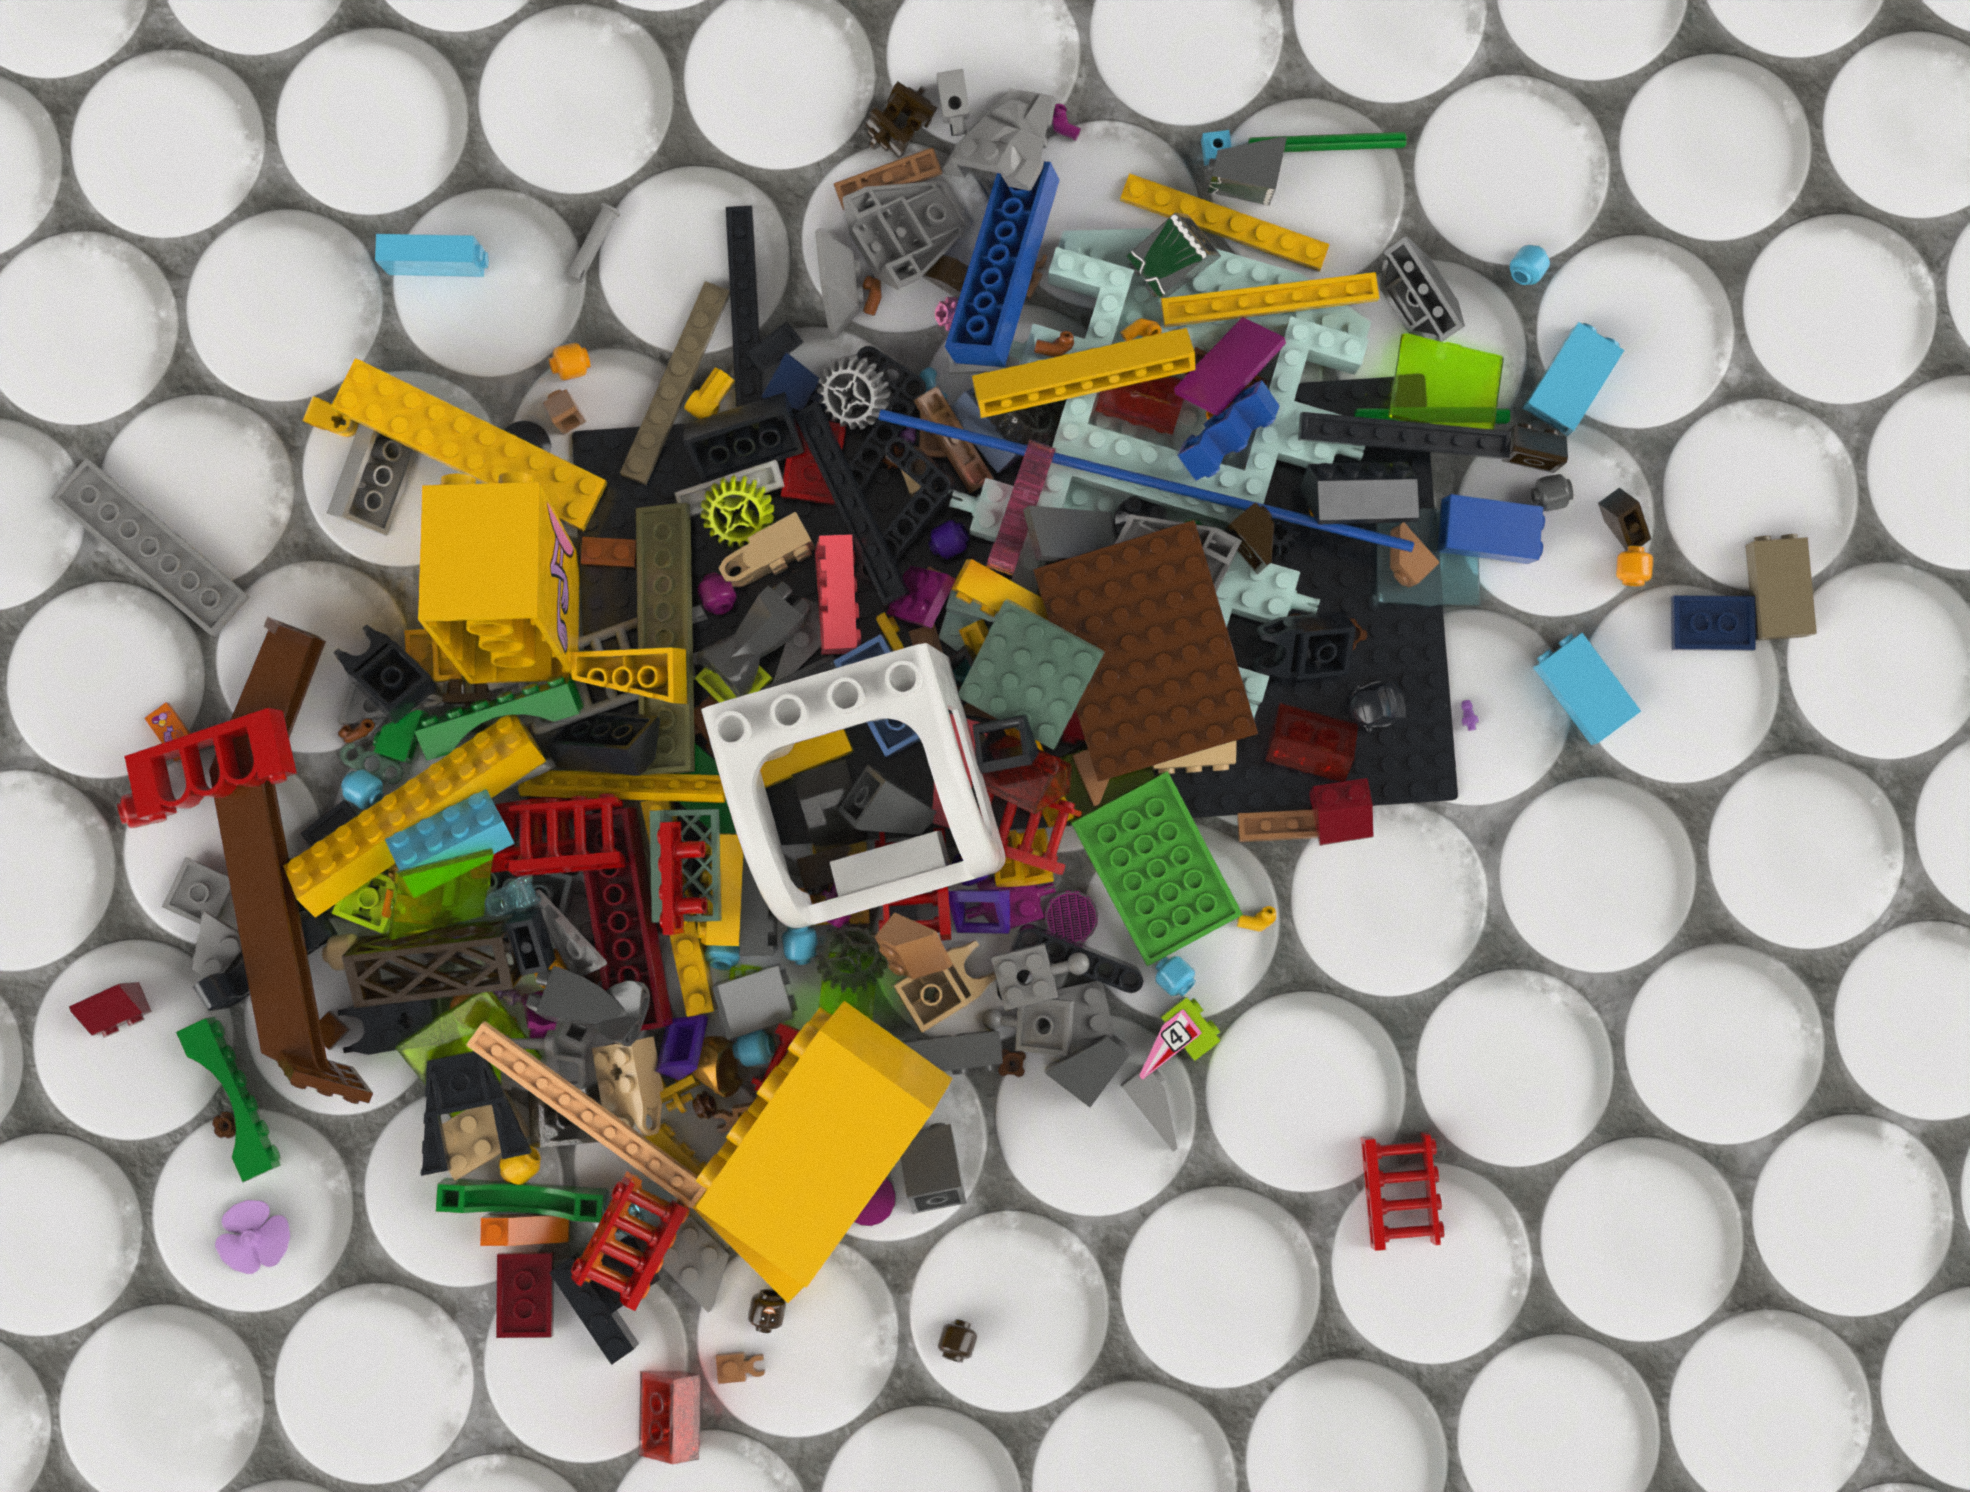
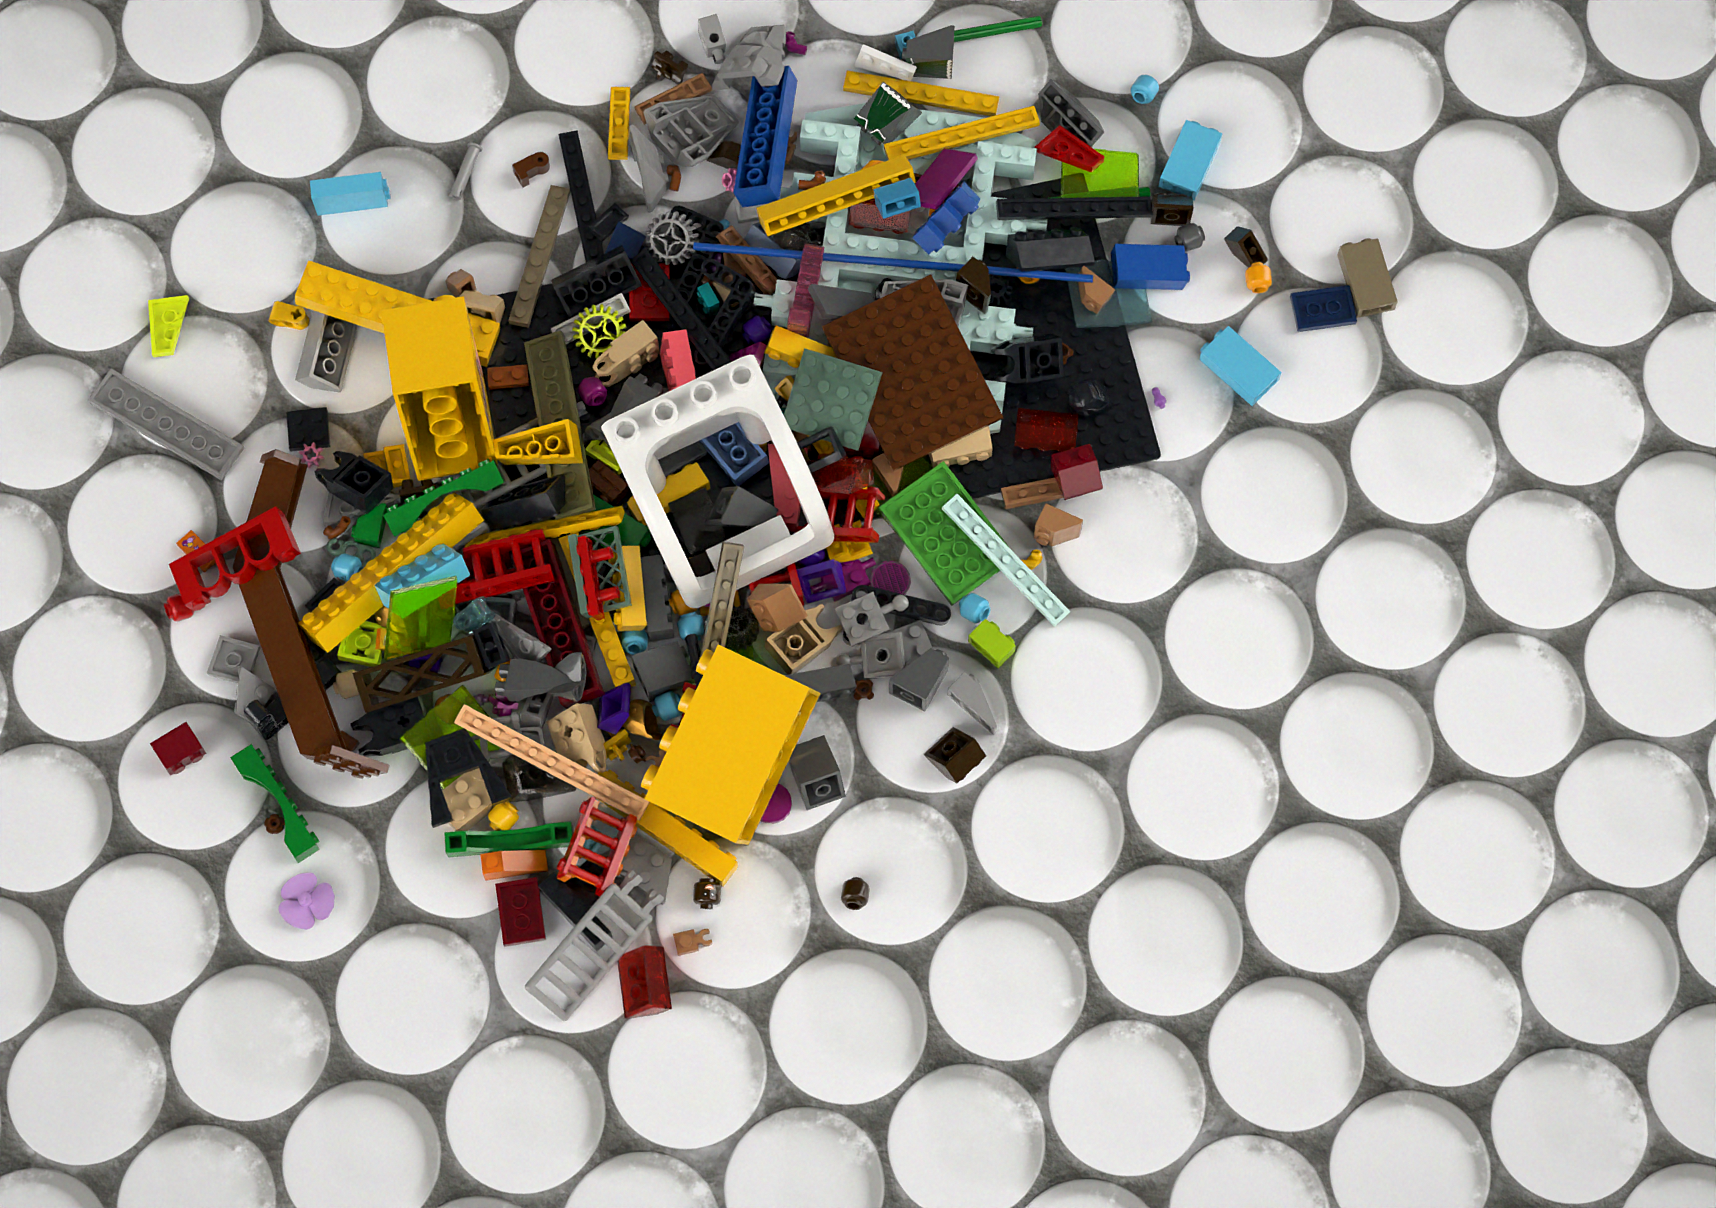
camera: 10 degrees left, 15 degrees down
(166, 403) = (165, 323): none -> neon yellow wing
(329, 626) = (308, 450): none -> bright pink gear
(337, 582) = (308, 427): none -> black plate
(569, 361) = (460, 252): light orange head -> none
(585, 450) = (485, 306): none -> tan slope
(653, 1312) = (652, 899): none -> light grey bar
(681, 250) = (530, 167): none -> reddish brown leg
(707, 399) = (566, 259): yellow piece -> none
(799, 997) = (694, 654): none -> black pin
(809, 203) = (619, 123): none -> yellow plate
(840, 941) = (723, 596): none -> dark tan plate
(891, 488) = (708, 300): none -> teal piece
(912, 104) = (682, 46): dark brown hips -> none
(1116, 1173) = (955, 754): none -> dark brown slope
(1166, 392) = (897, 198): none -> dark azure brick
(1171, 1039) = (978, 649): sticker -> none
(1180, 174) = (882, 63): none -> white wing
(1227, 919) = (1005, 560): none -> light aqua plate
(1300, 882) = (1056, 526): none -> medium nougat slope
(1379, 1206) = (1155, 748): red fence -> none
(1413, 342) = (1069, 149): none -> red wing

